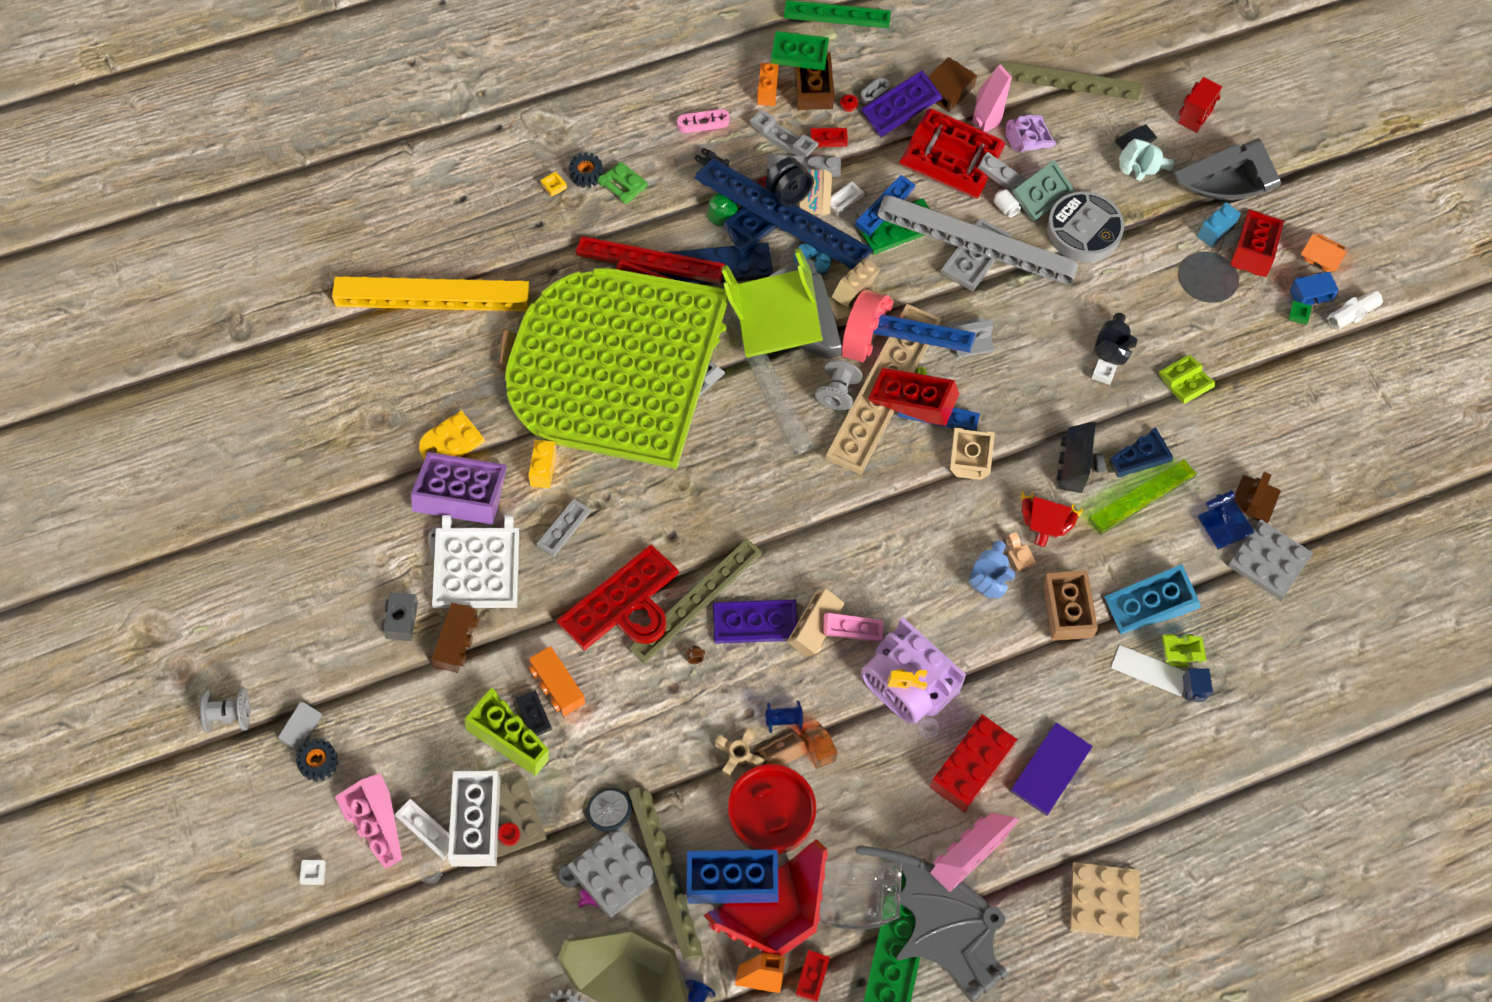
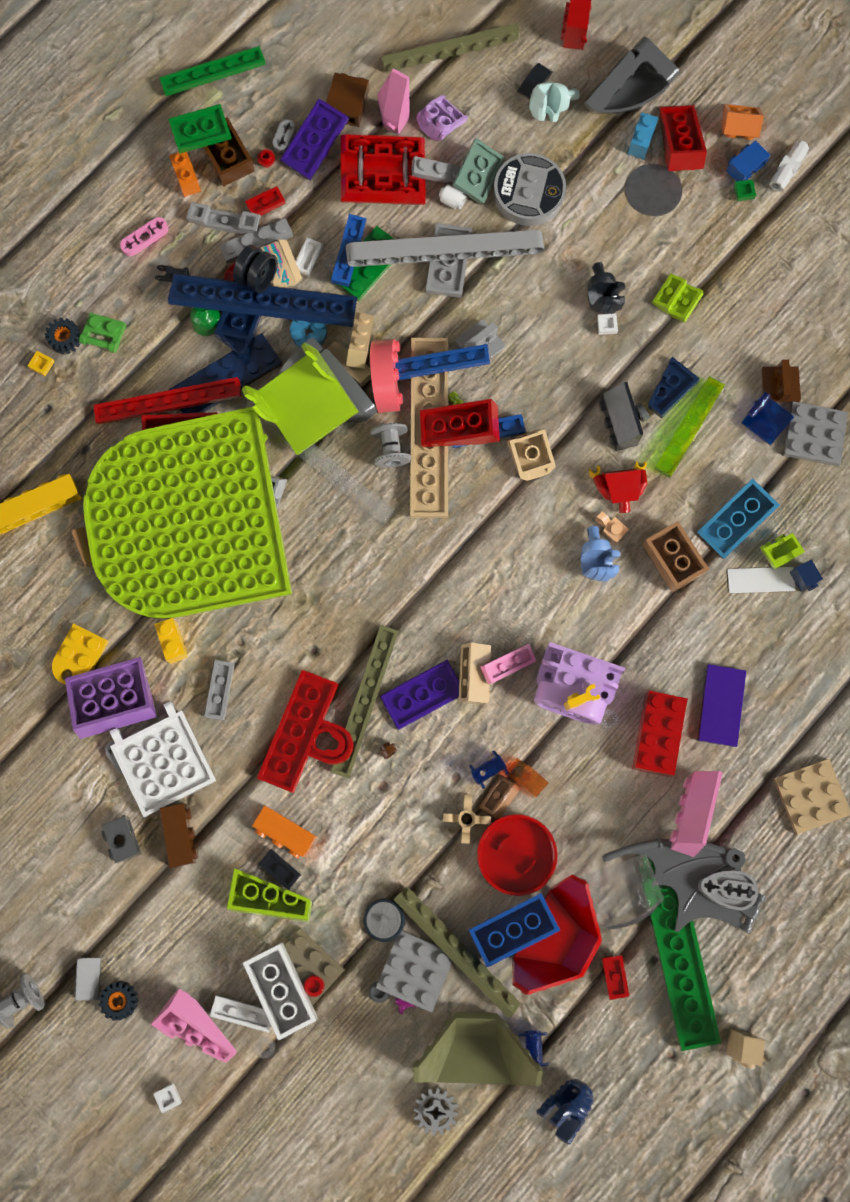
camera: 25 degrees left, 15 degrees up
(762, 973) = (575, 997): orange slope -> none
(981, 934) = (733, 878): none -> light grey piece

